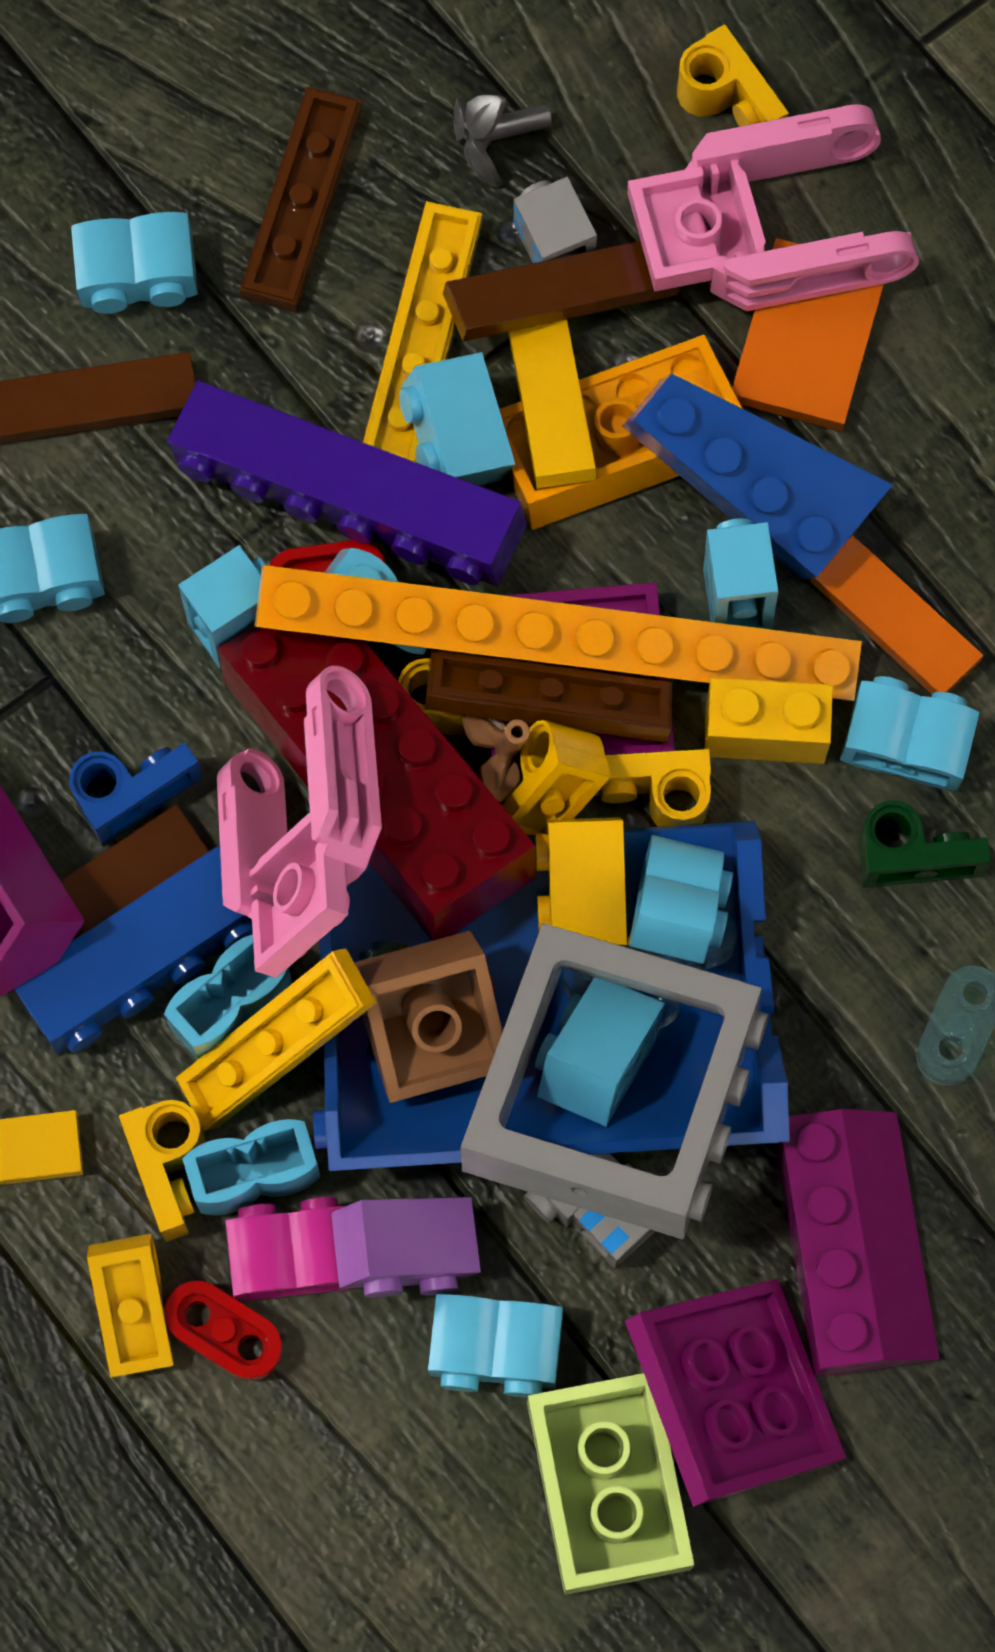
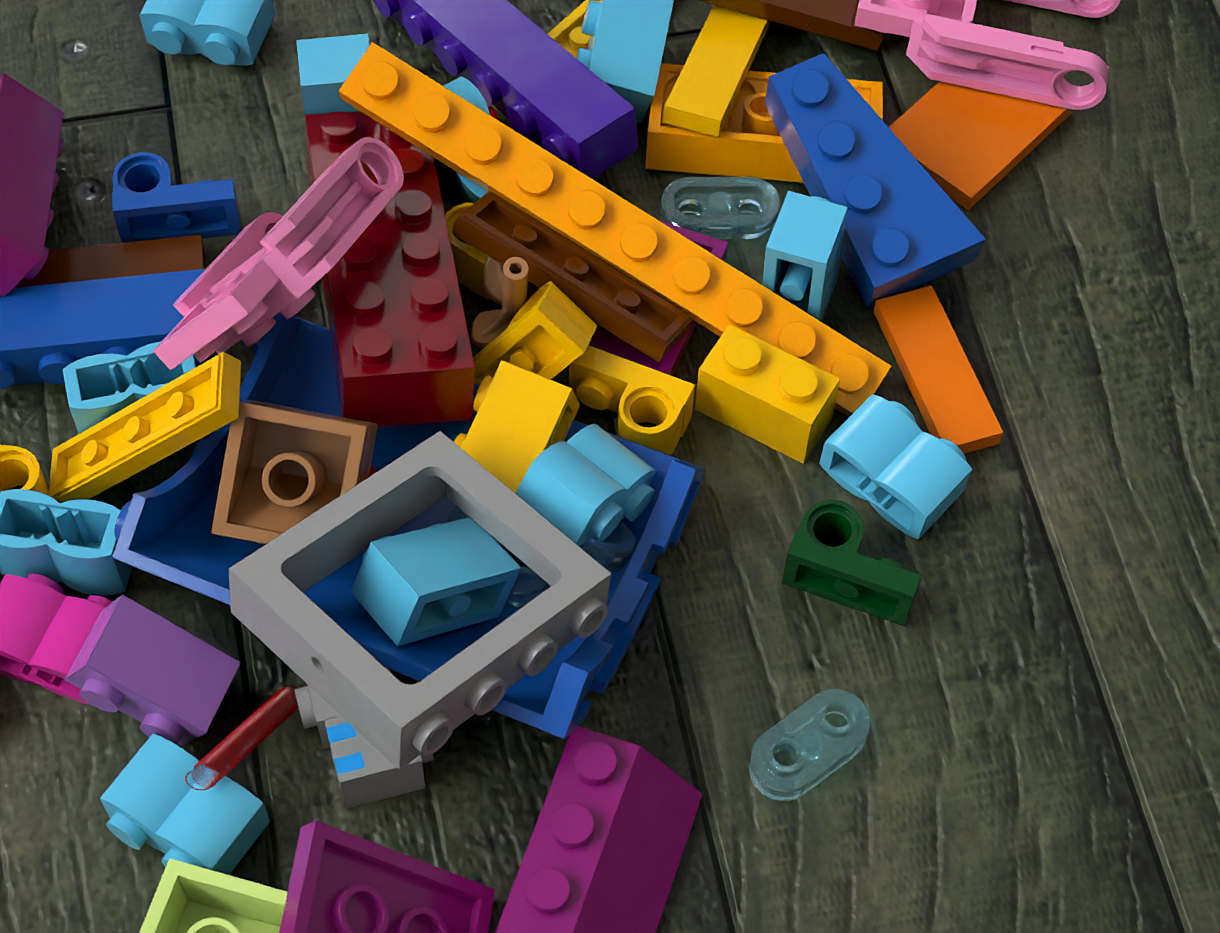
camera: 25 degrees right, 15 degrees down
(512, 1291) = (253, 745): none -> red piece
(623, 545) = (720, 206): none -> clear light blue plate

